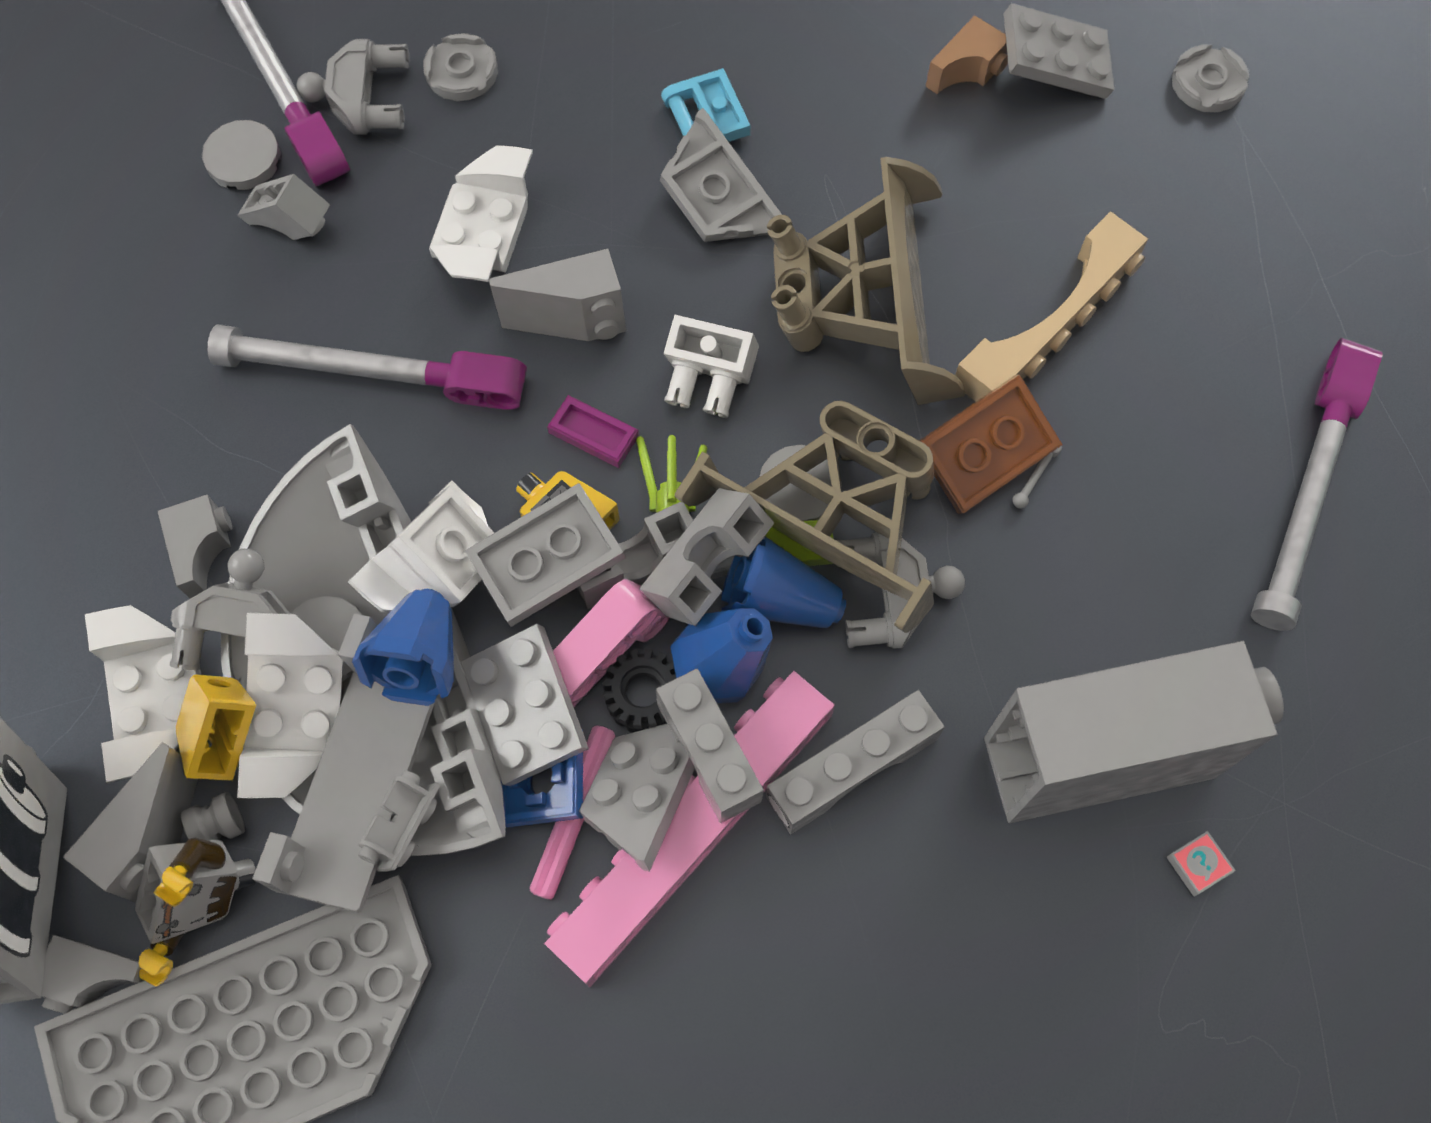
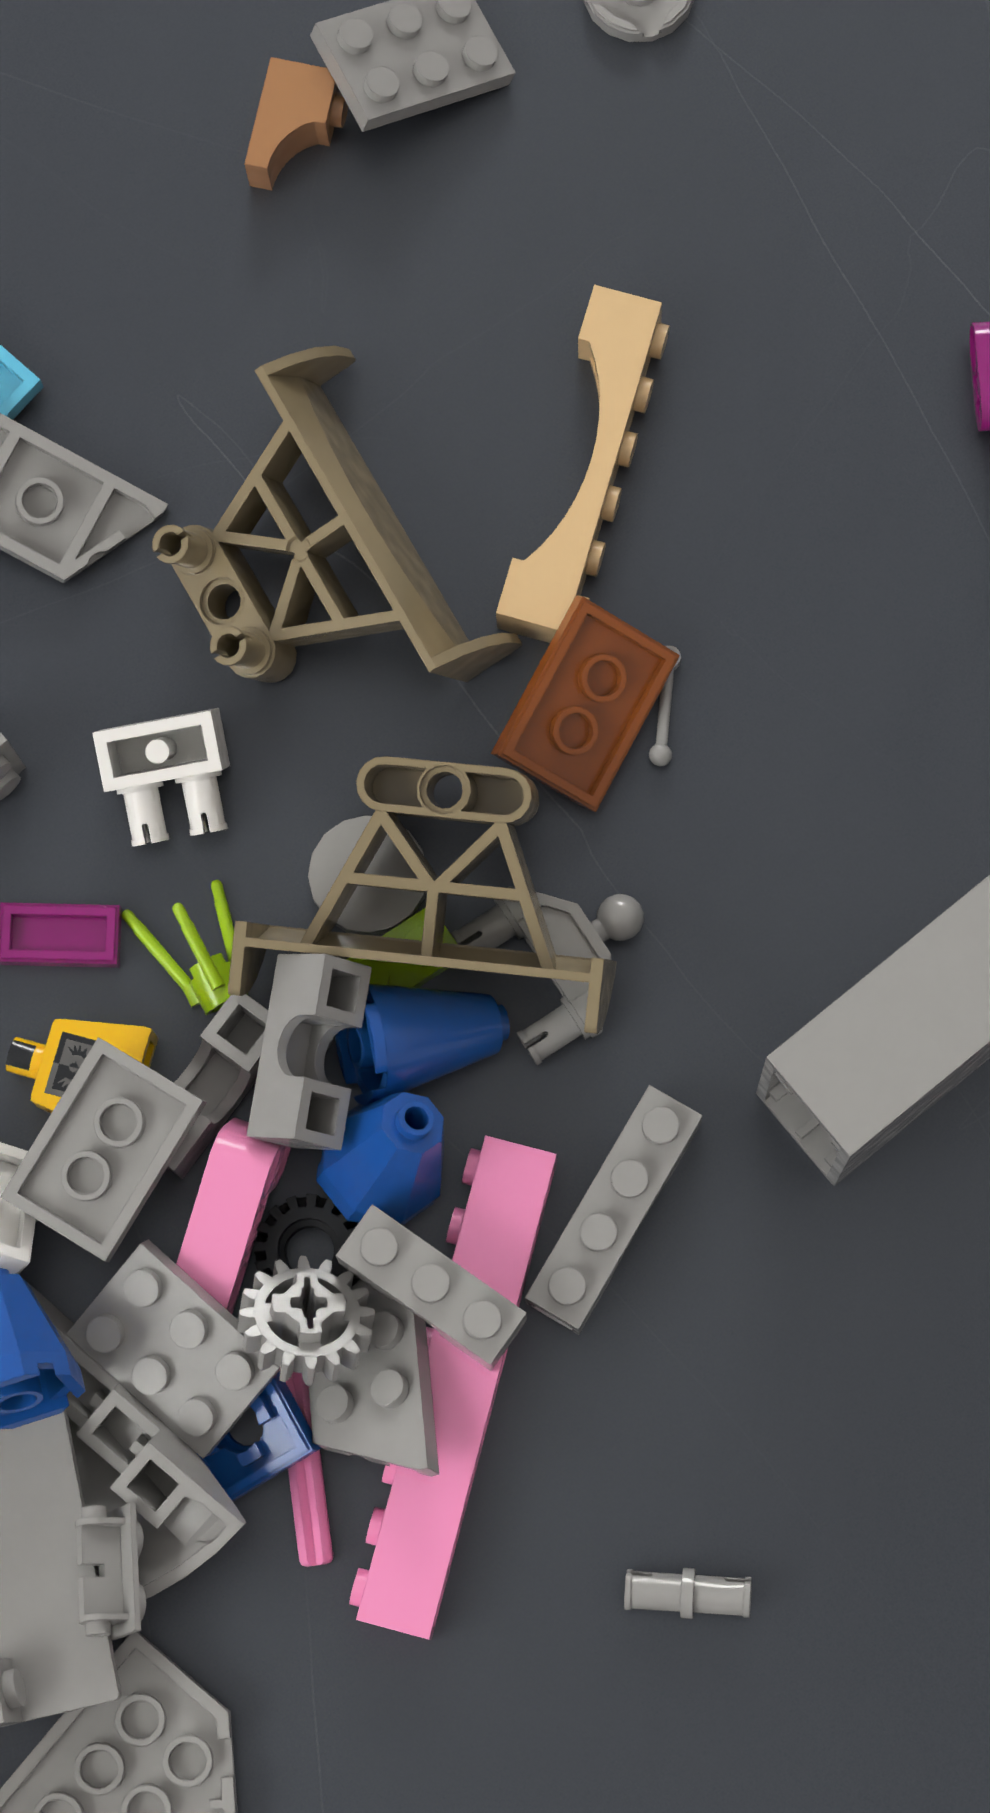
camera: 20 degrees left, 10 degrees up
(592, 722) = (277, 1328): none -> light grey gear
(778, 1047) = (688, 1593): none -> light grey pin

